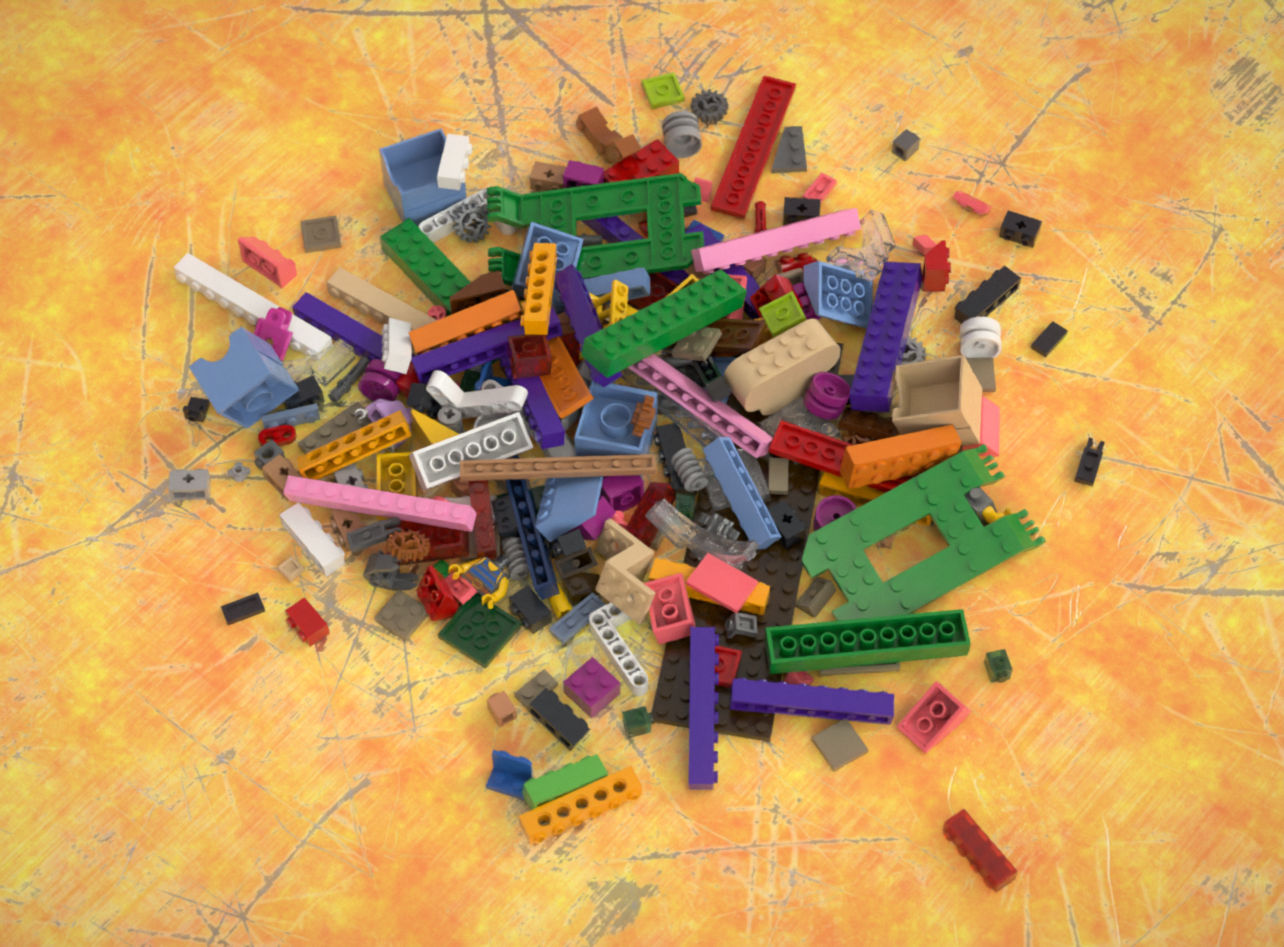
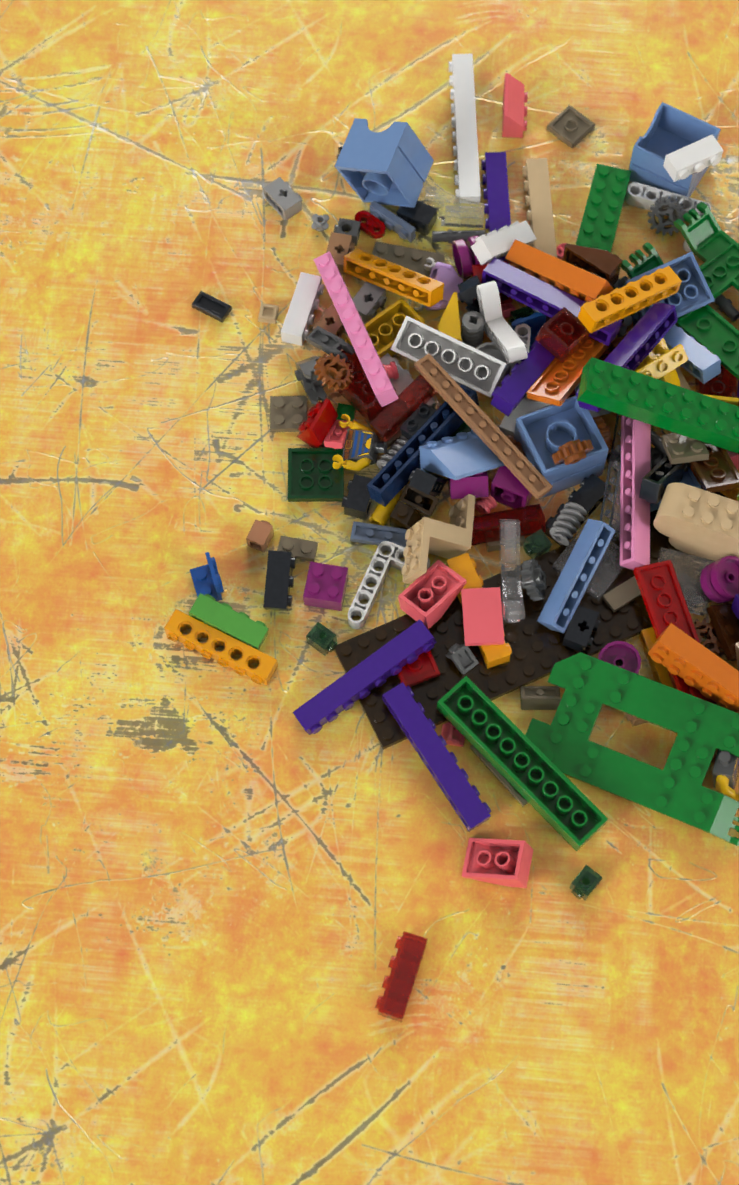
camera: 55 degrees right, 10 degrees up
(275, 327) = (453, 154): dark pink plate -> none
(307, 622) = (230, 354): red brick -> none
(839, 744) = (419, 804): dark tan tile -> none

